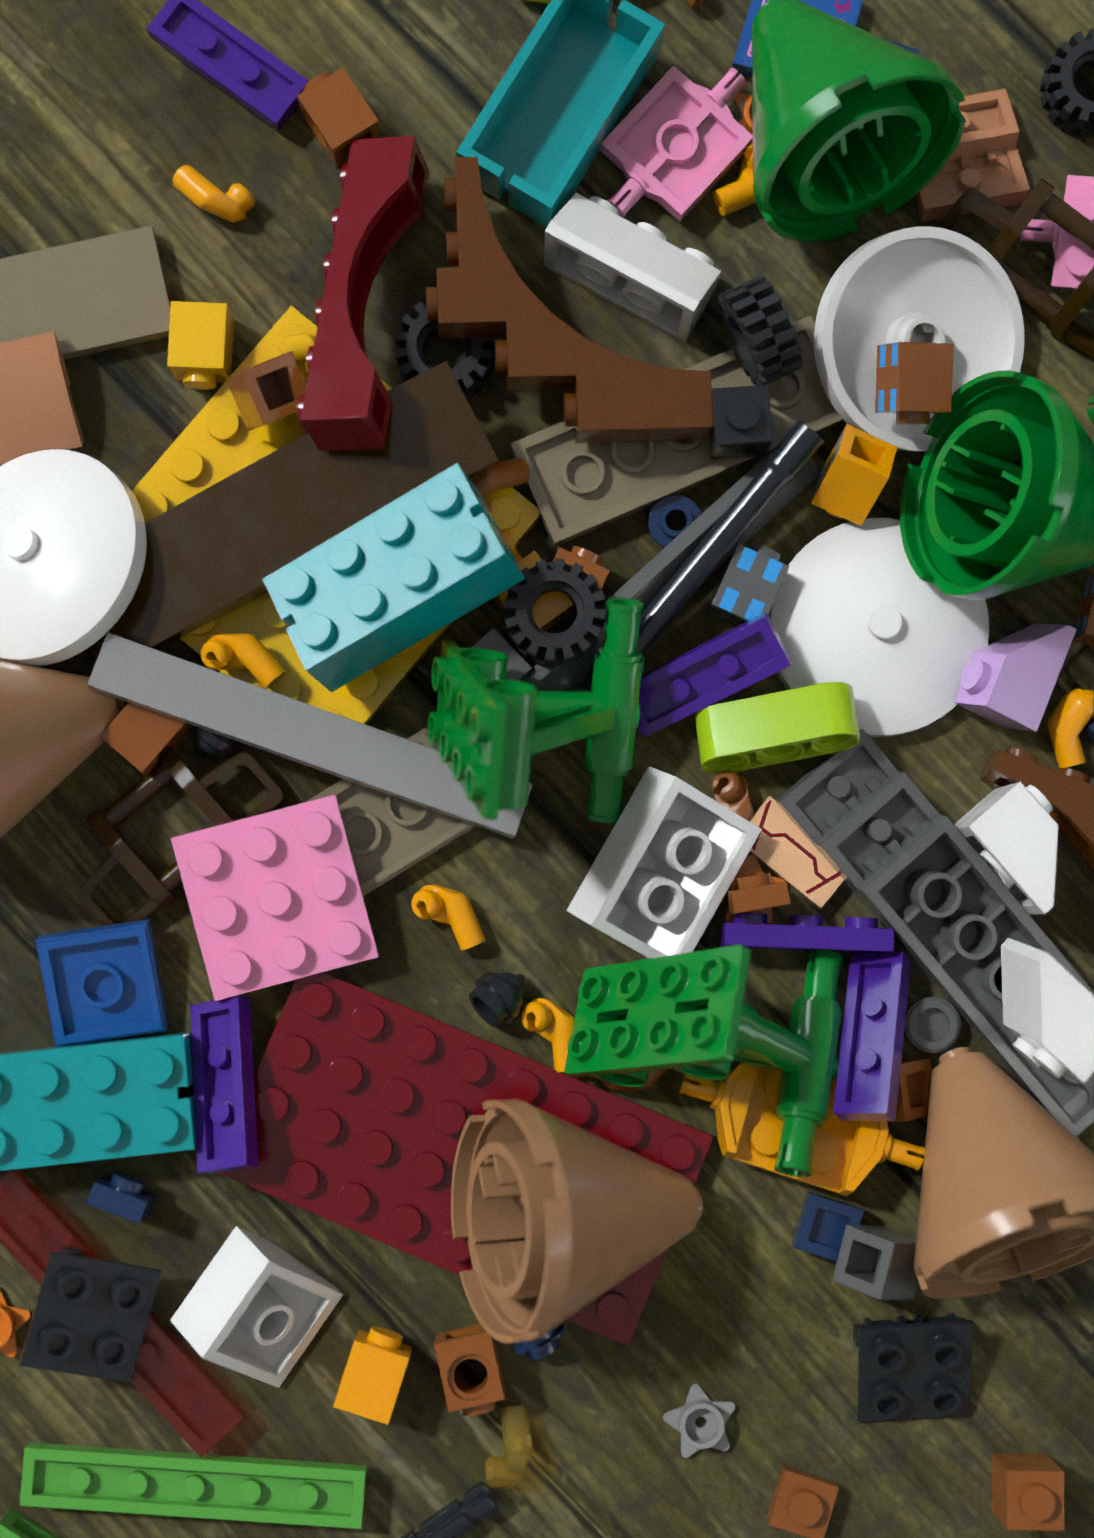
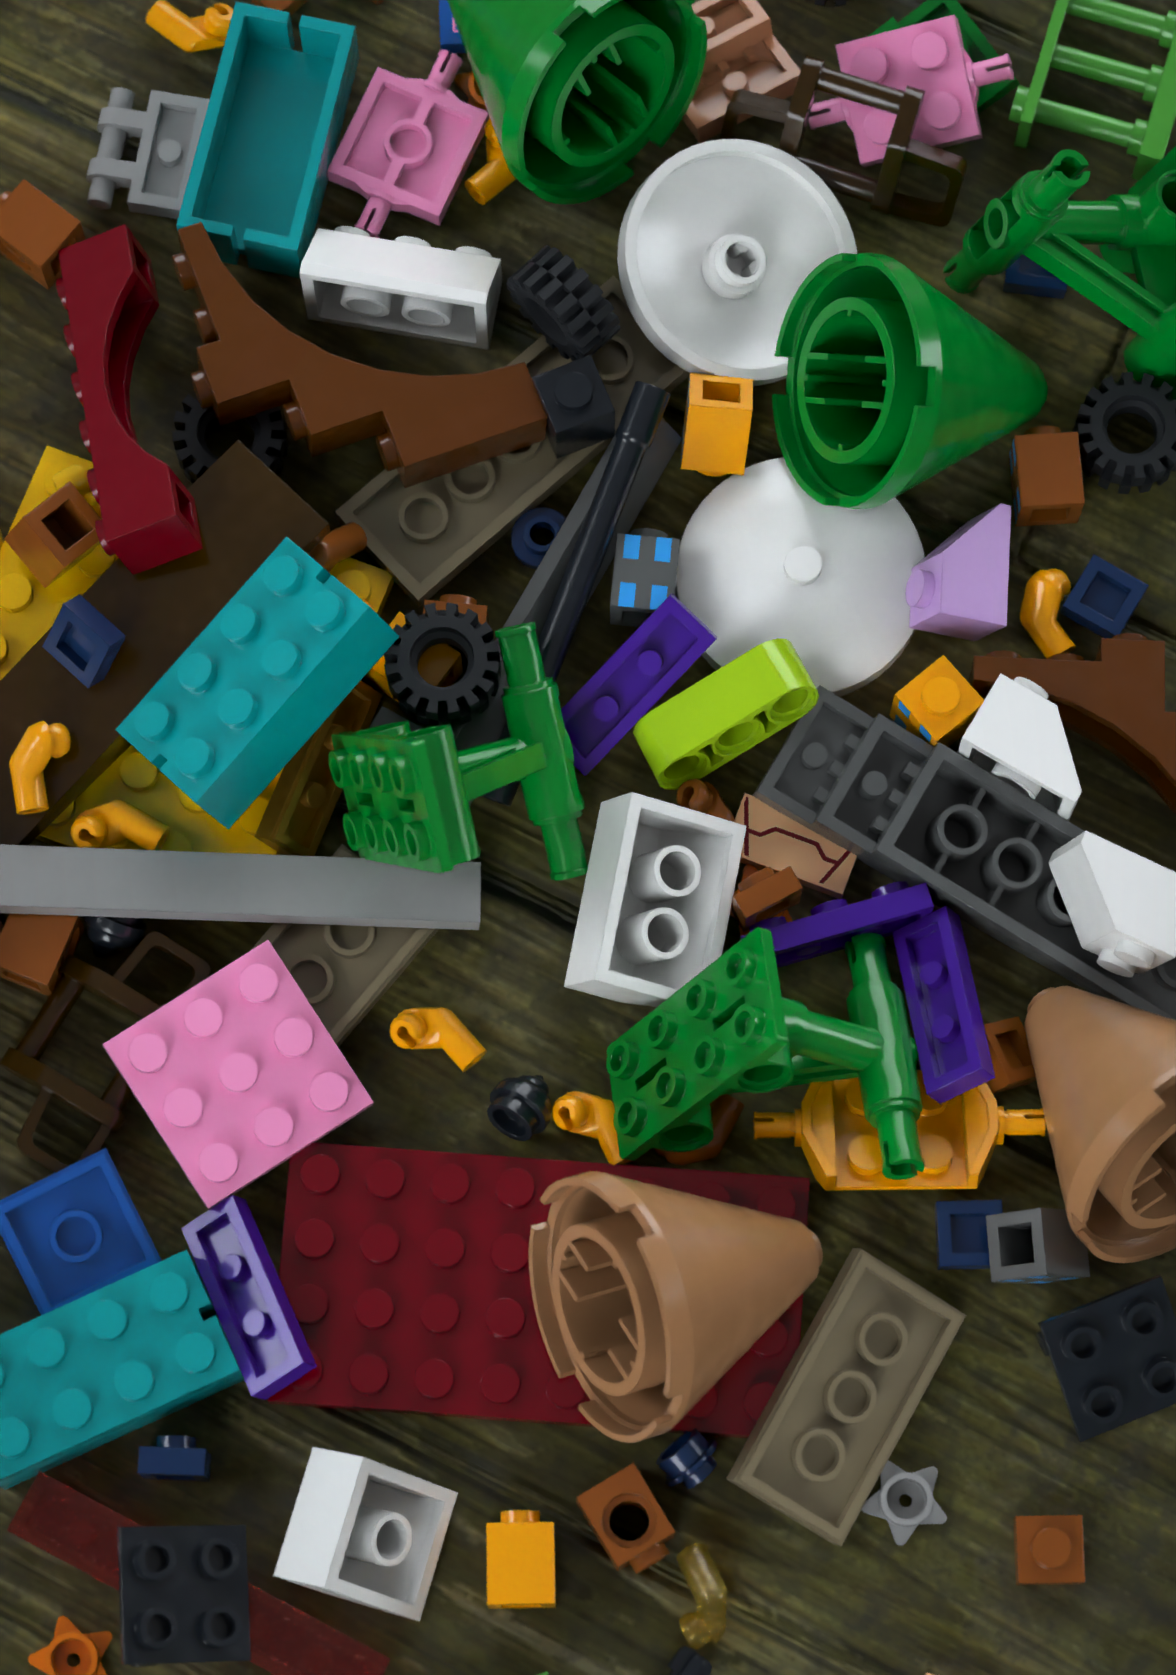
camera: 10 degrees left, 10 degrees down
(186, 579) = (29, 761): none -> light orange arm
(259, 495) = (84, 641): none -> dark blue plate
(407, 676) = (306, 789): none -> pearl gold tile
(469, 83) = (164, 155): none -> light grey plate
(681, 1328) = (846, 1397): none -> dark tan tile
(914, 380) = (744, 302): dark orange brick -> none
(931, 1024) = (1007, 980): dark grey tile -> none
(954, 779) = (936, 704): none -> light orange brick

